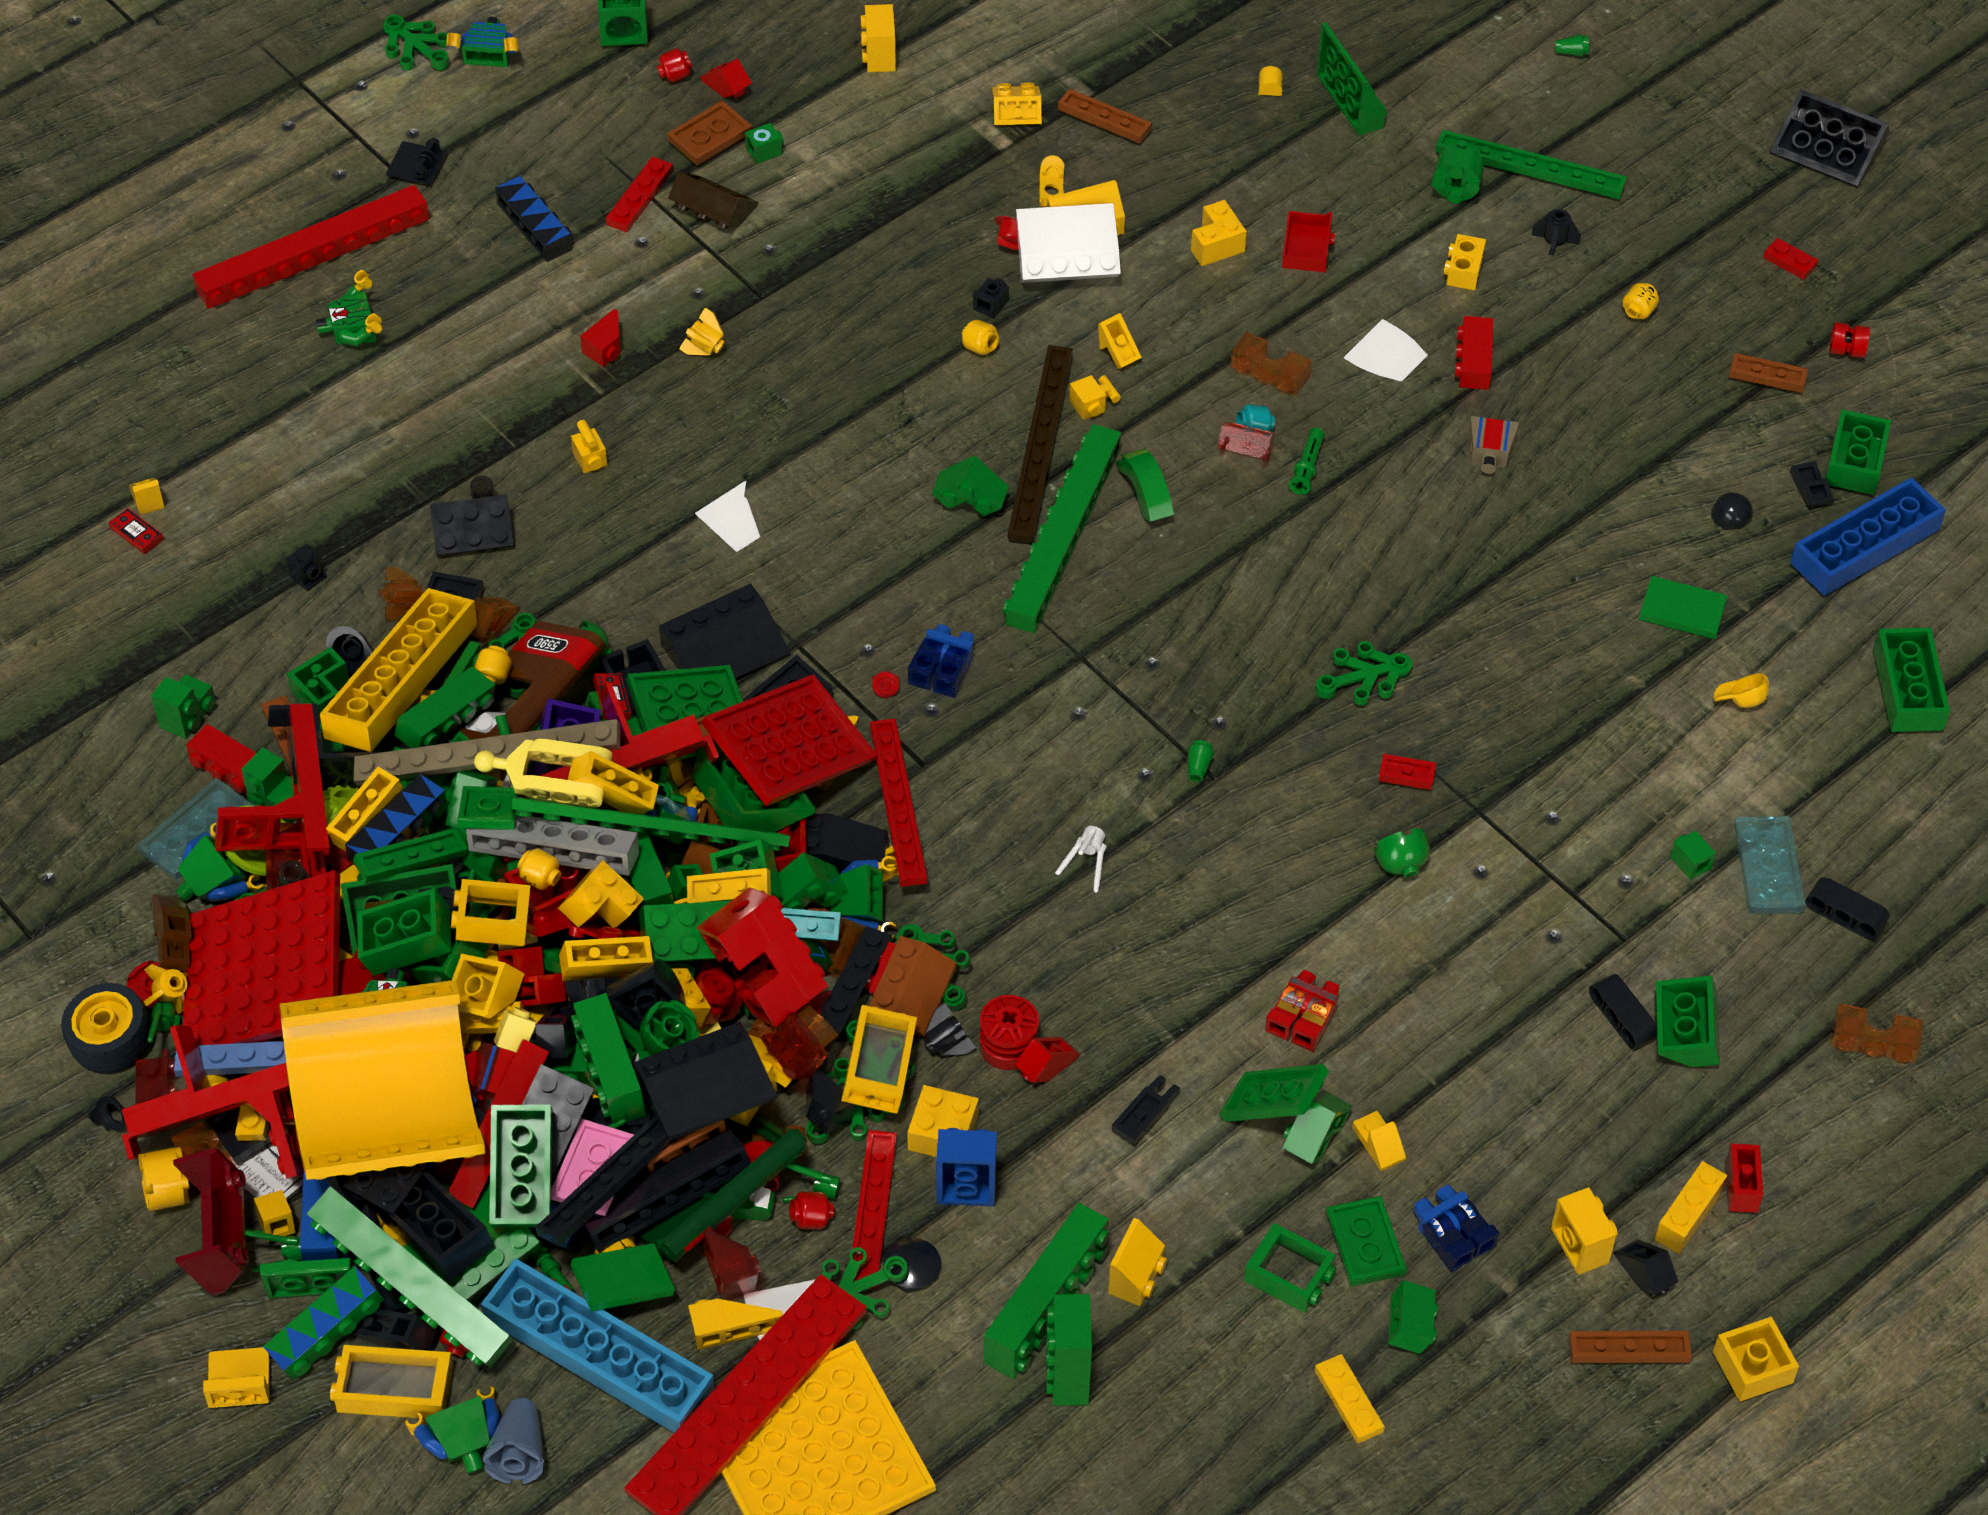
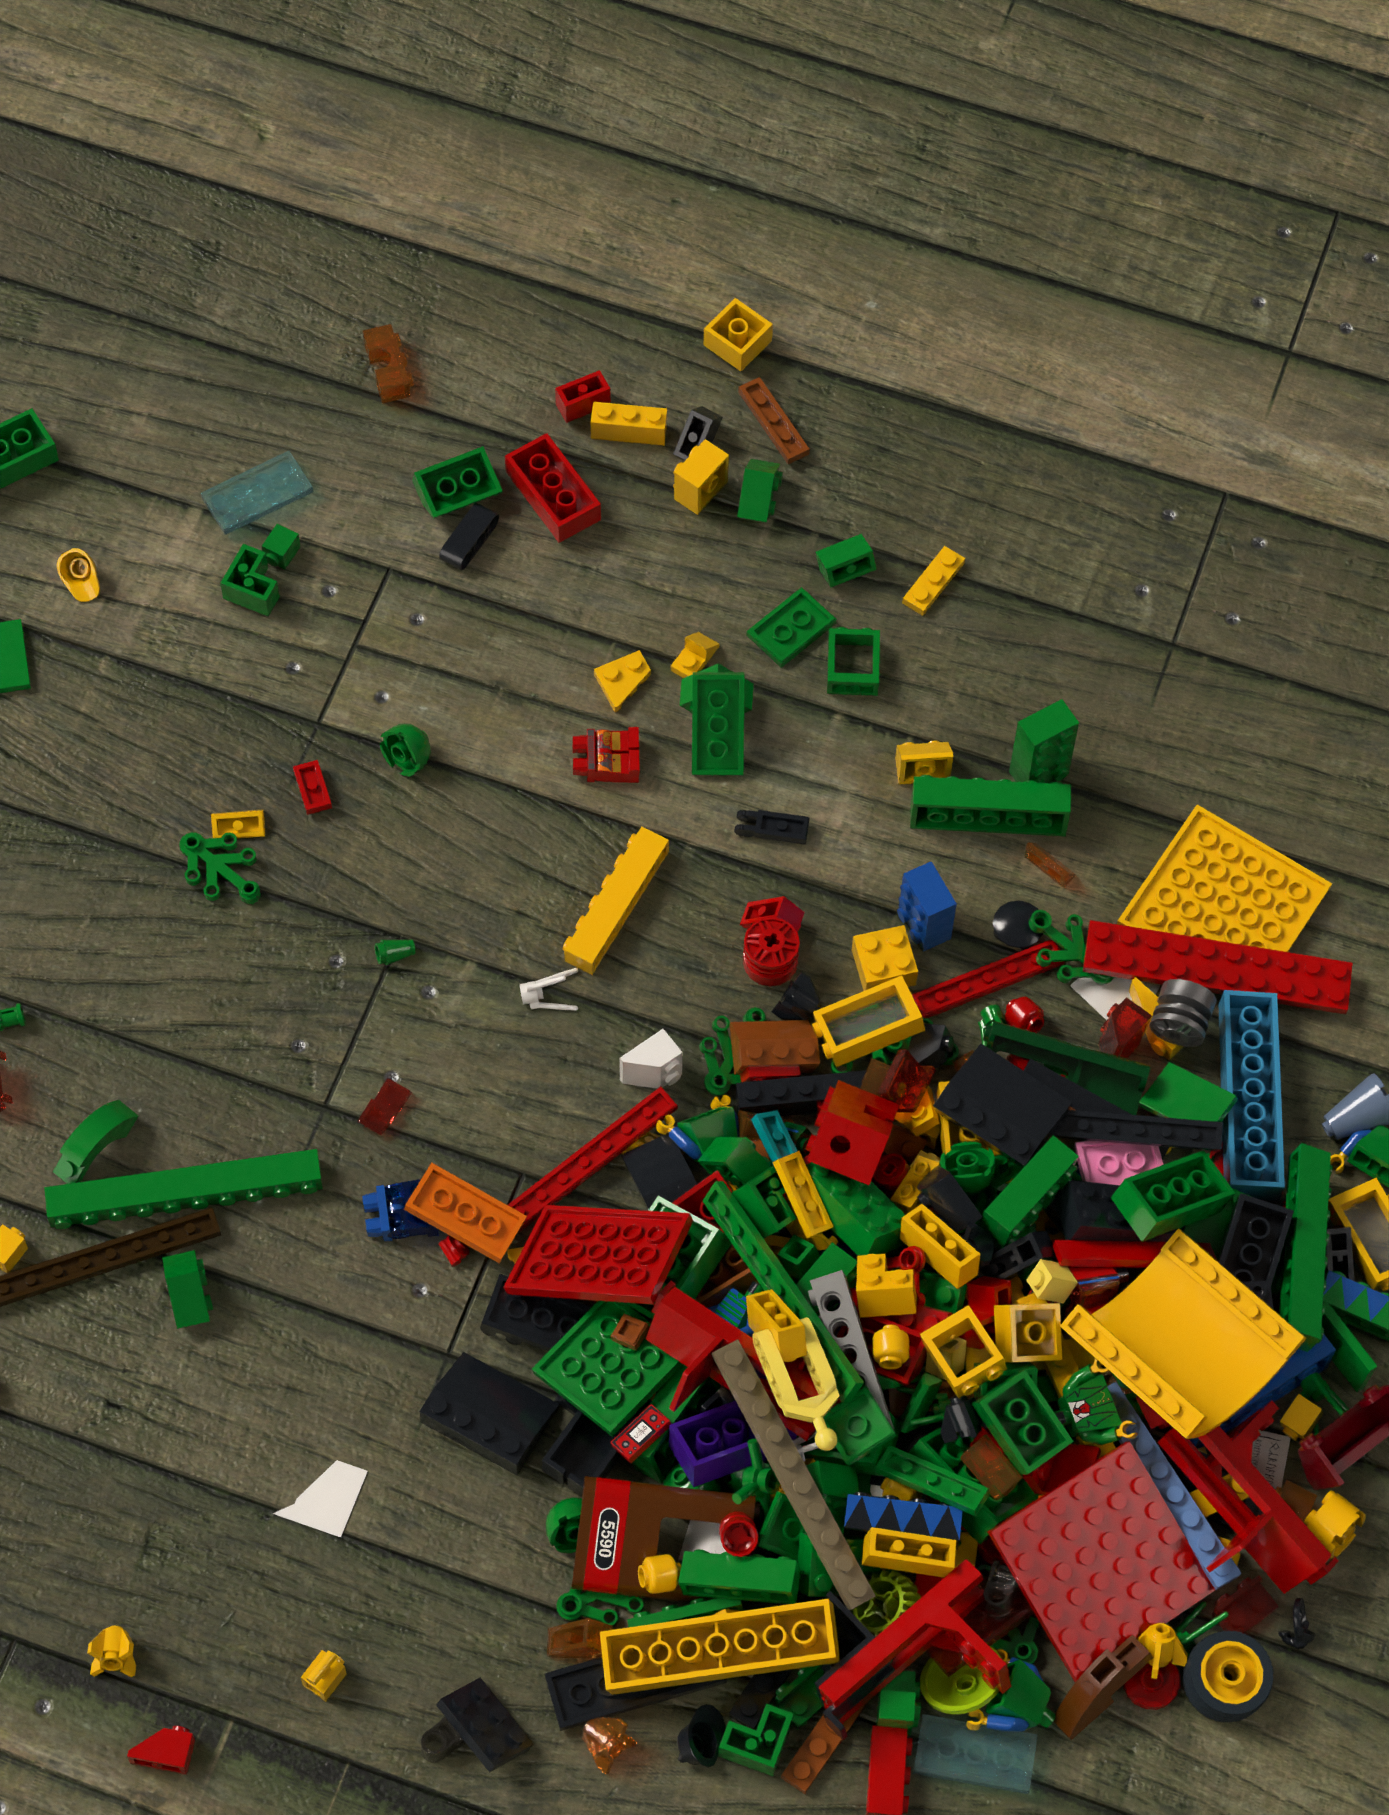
camera: 120 degrees left, 10 degrees up
(476, 716) = (738, 1534): none -> red wheel
(707, 1311) = (1182, 1012): none -> flat silver wheel
(903, 687) = (465, 1212): none -> orange plate
(954, 888) = (652, 1062): none -> white slope
(959, 1324) = (1048, 864): none -> clear orange slope
(1050, 694) = (385, 1106): none -> clear red slope
(1144, 945) = (616, 900): none -> yellow brick
(1388, 1067) = (622, 677): none -> yellow wing
(1404, 707) = (241, 823): none -> yellow slope
(1455, 1228) = (746, 568): clear blue hips -> none
(1546, 1277) = (757, 491): none -> green brick
(1641, 1099) = (553, 487): none -> red brick
(1660, 804) = (246, 582): none -> green brick
(1847, 908) = (271, 424): black beam -> none

